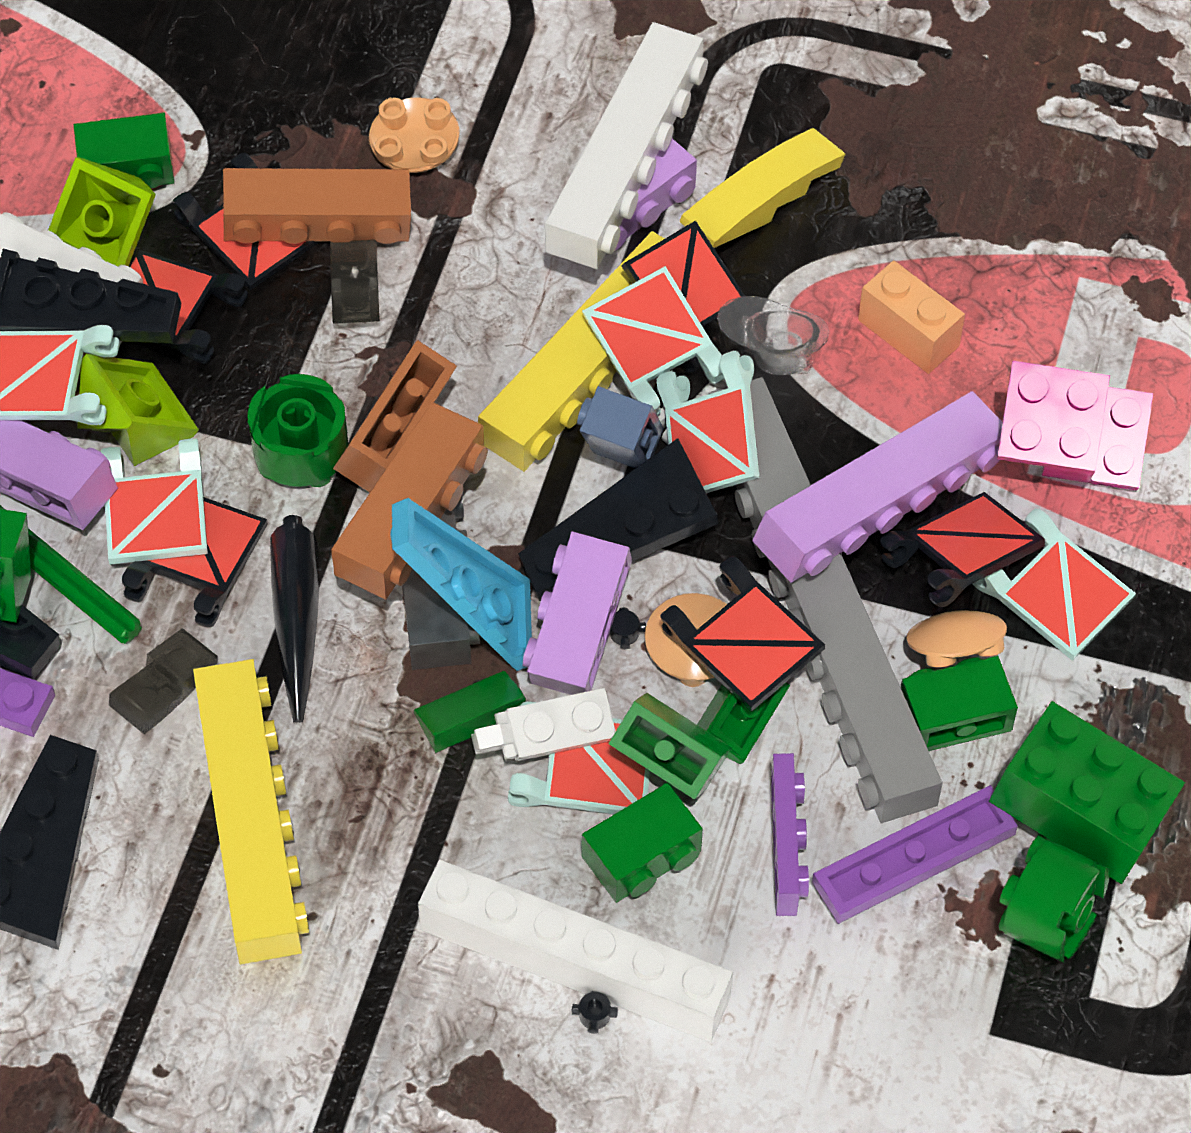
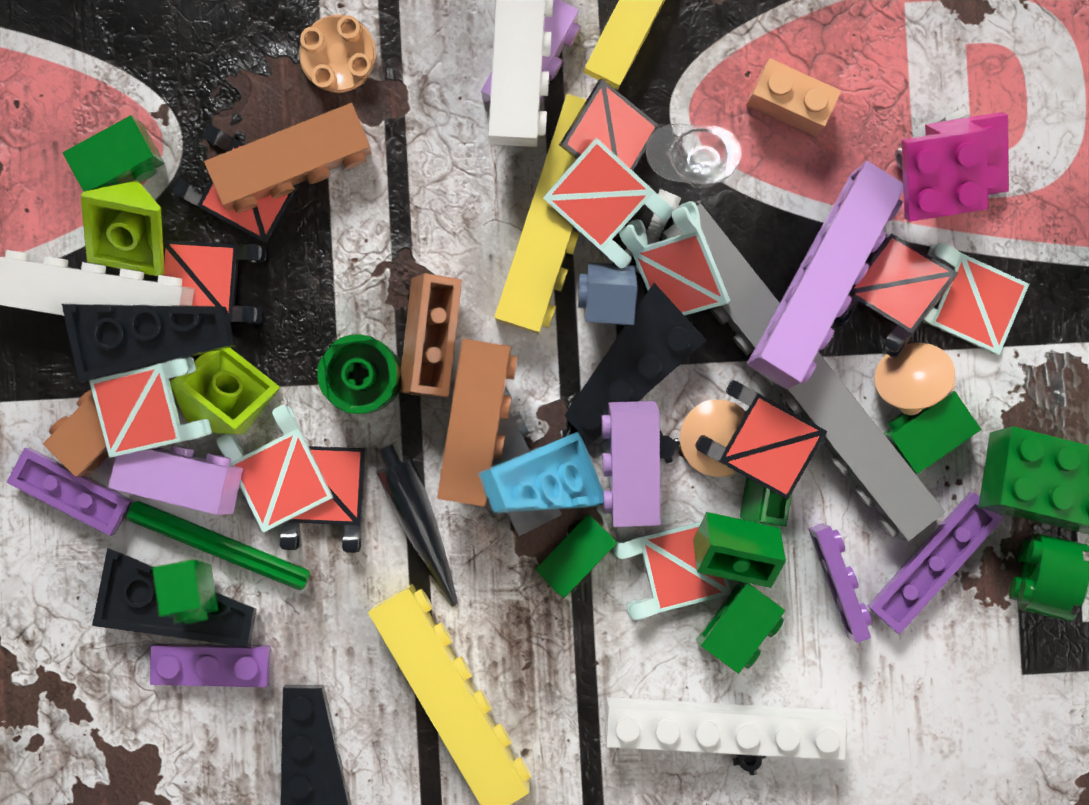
camera: 20 degrees left, 30 degrees up
(163, 682) = (345, 611): clear smoke slope -> none
(354, 281) = (346, 213): clear smoke slope -> none
(548, 726) = (642, 562): white hinge -> none

